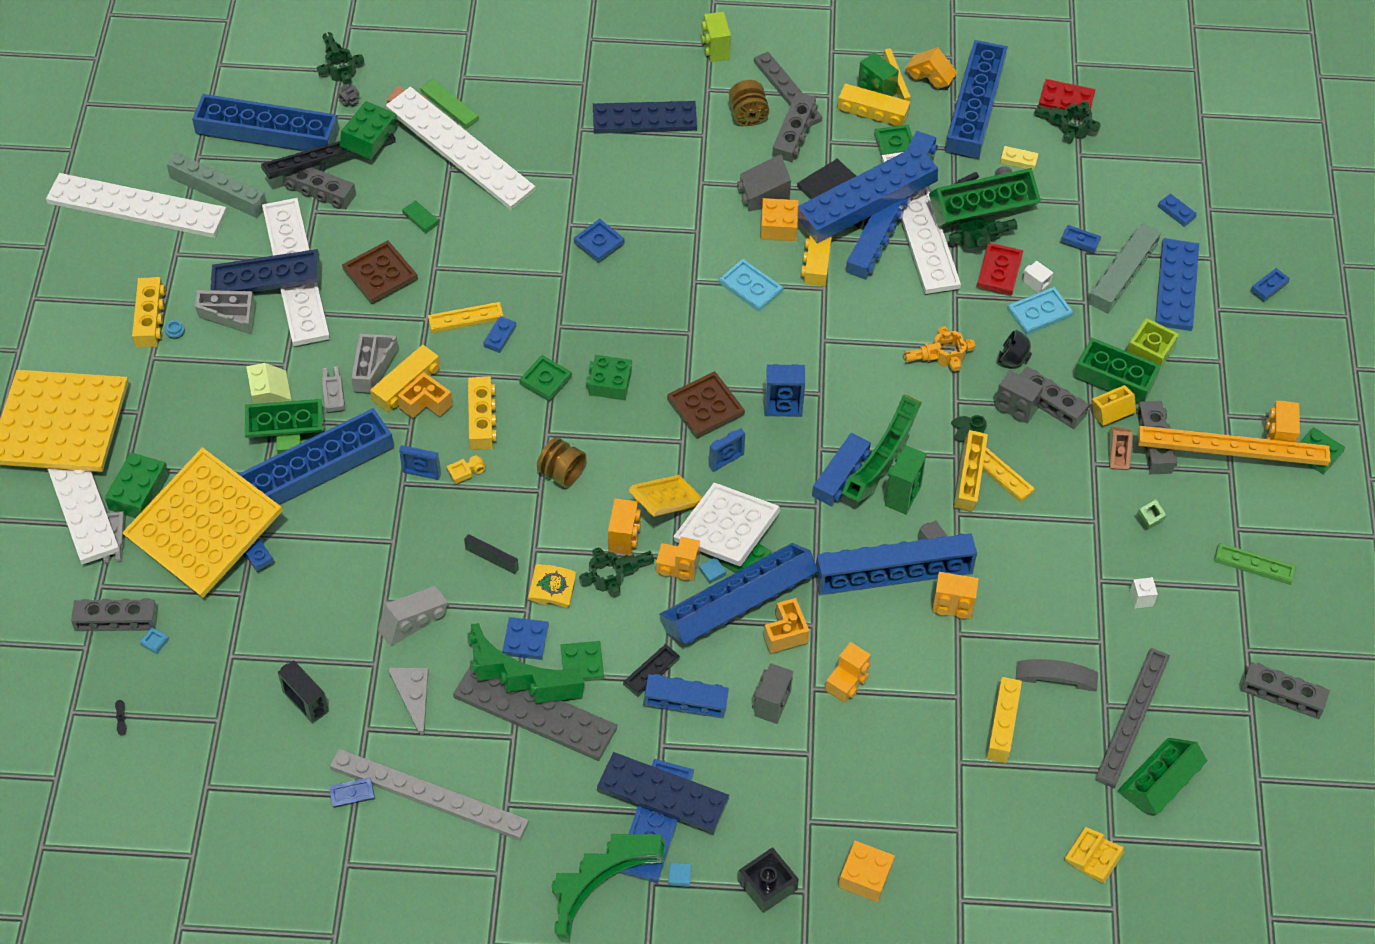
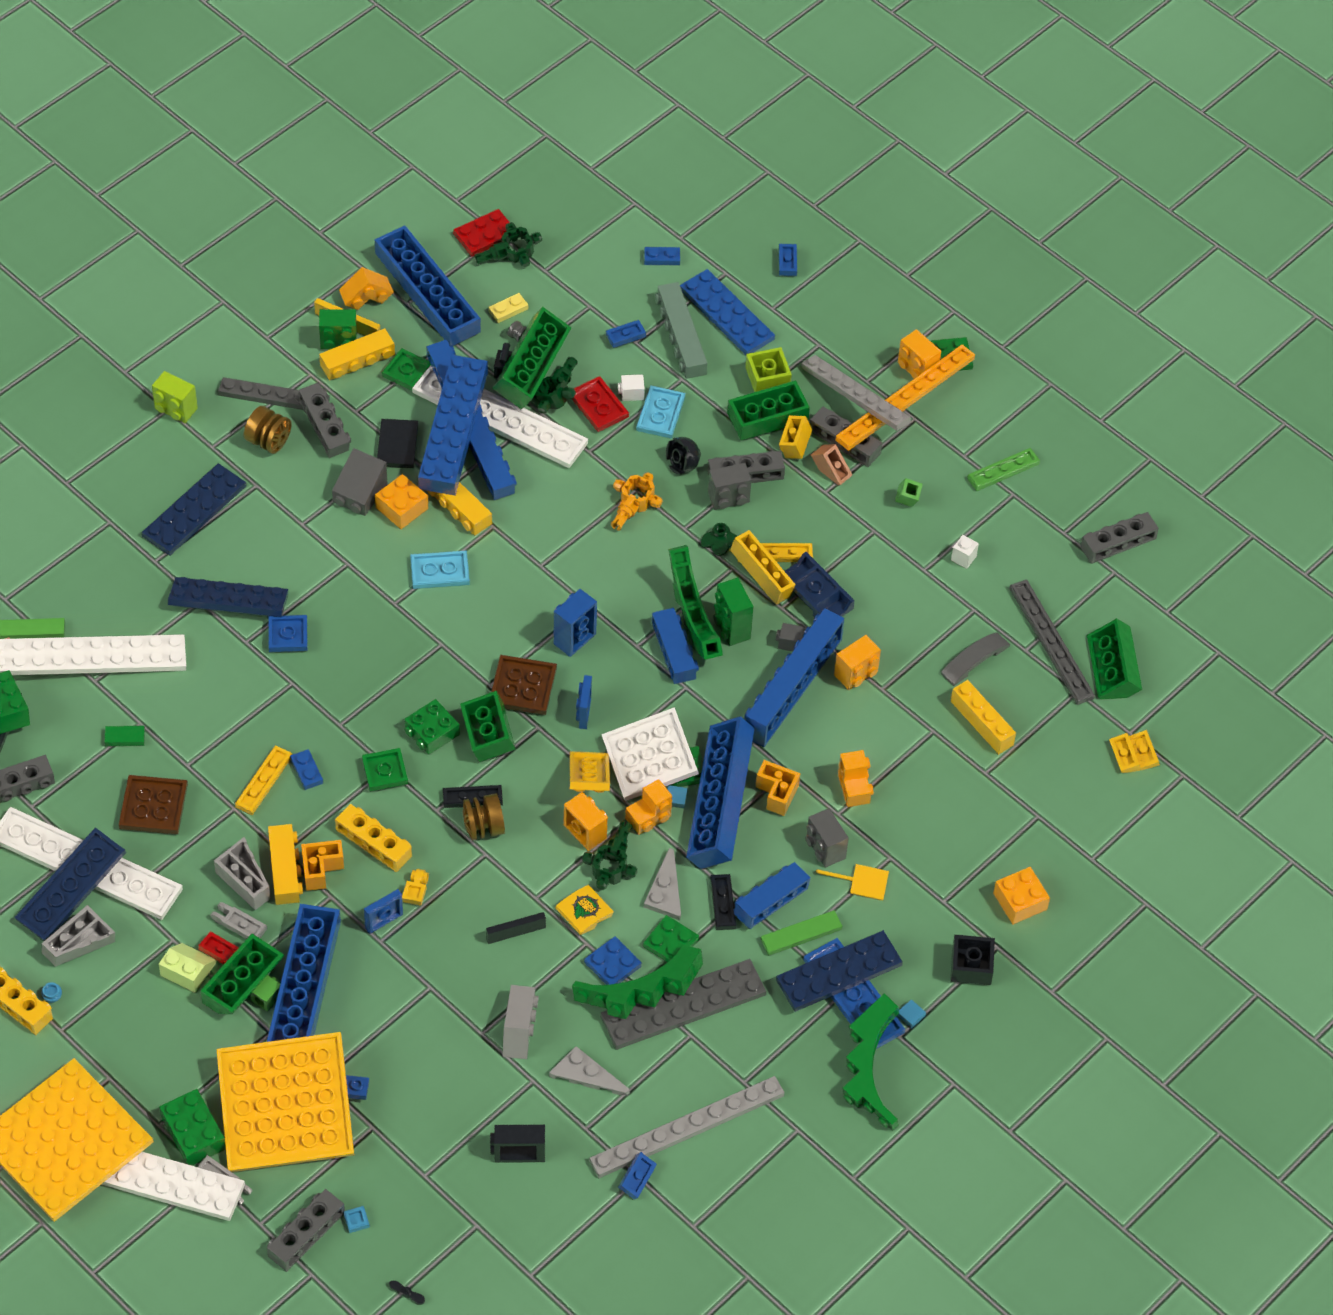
camera: 50 degrees left, 0 degrees up
(299, 389) = (217, 947): none -> red plate
(574, 438) = (454, 796): none -> black tile
(591, 186) = (228, 596): none -> dark blue plate
(618, 626) = (664, 892): none -> light grey wing
(641, 407) = (487, 726): none -> green brick
(677, 743) = (801, 932): none -> bright green tile
(769, 754) = (866, 881): none -> yellow piece
(994, 522) = (818, 588): none -> dark blue piece
(1197, 412) = (856, 392): none -> light grey plate

